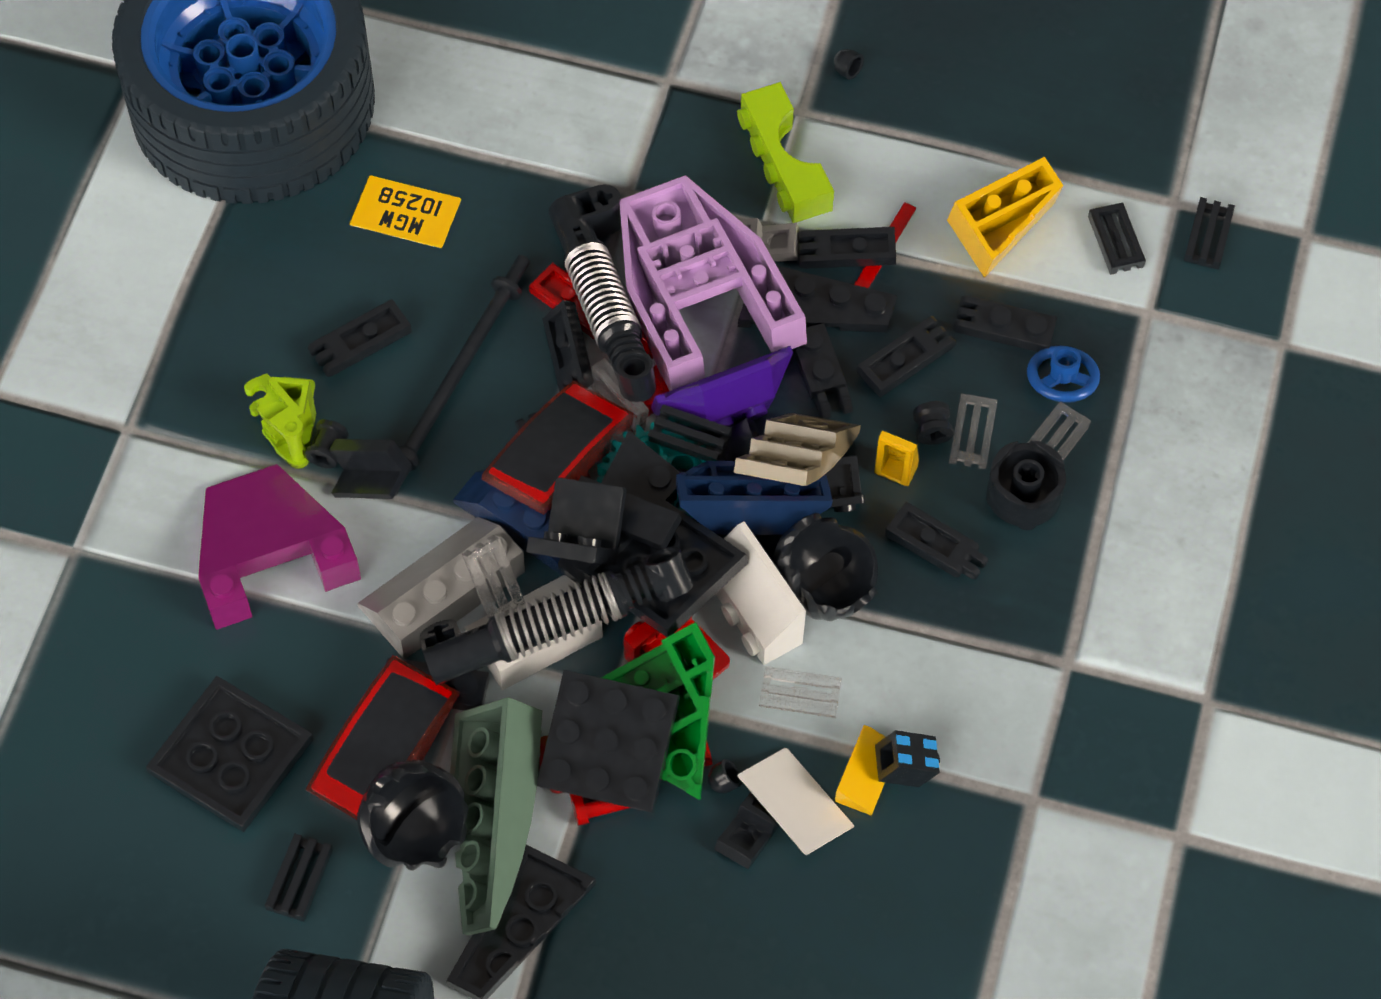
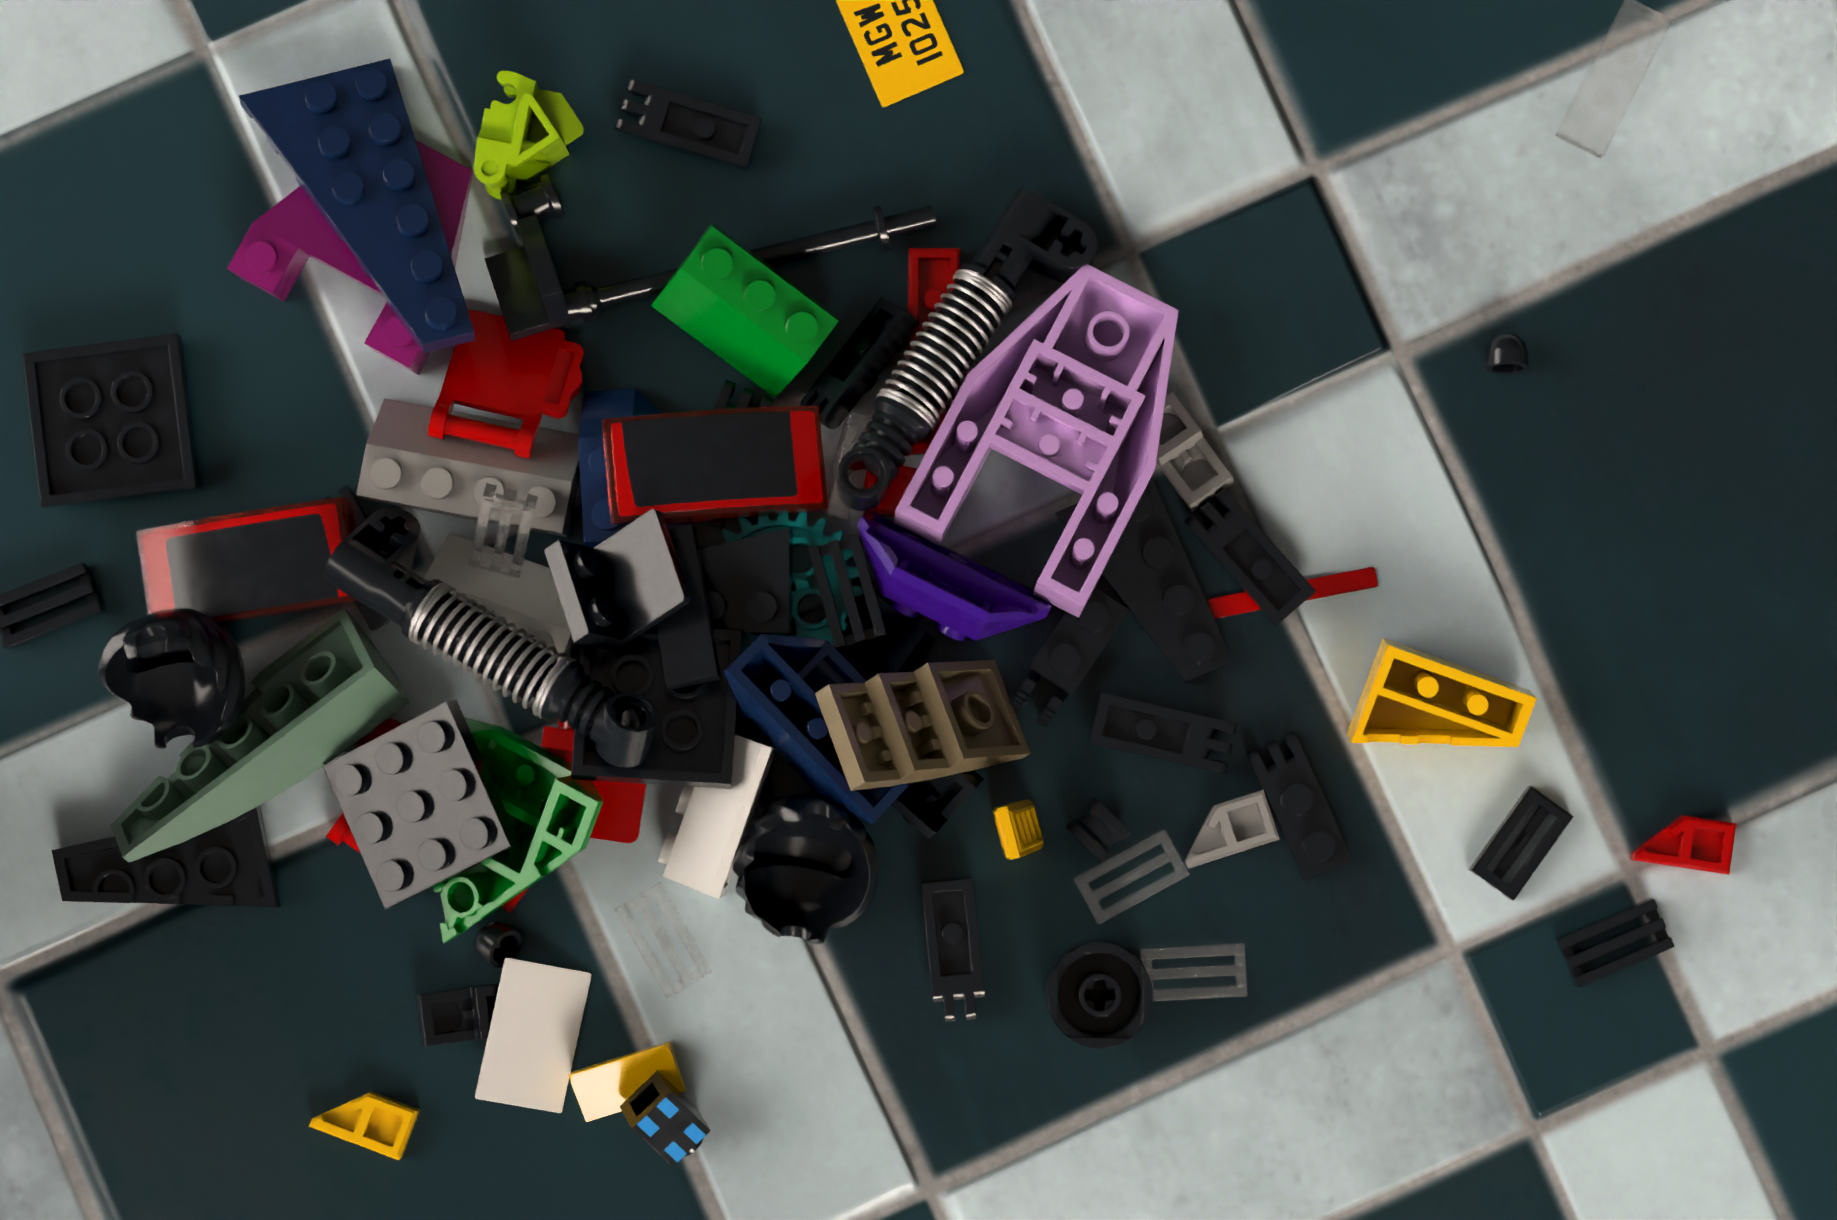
camera: 50 degrees right, 25 degrees up
(235, 506) = (365, 175): none -> dark blue wing
(406, 523) = (508, 379): none -> red piece
(487, 376) = (745, 311): none -> green slope
(769, 934) = (371, 1123): none -> yellow tile
(800, 185) = (1350, 329): lime arch -> none
(990, 362) = (1233, 829): none -> light grey tile
(1064, 369) = (1301, 916): blue piece -> none
(1185, 164) = (1691, 845): none -> red tile

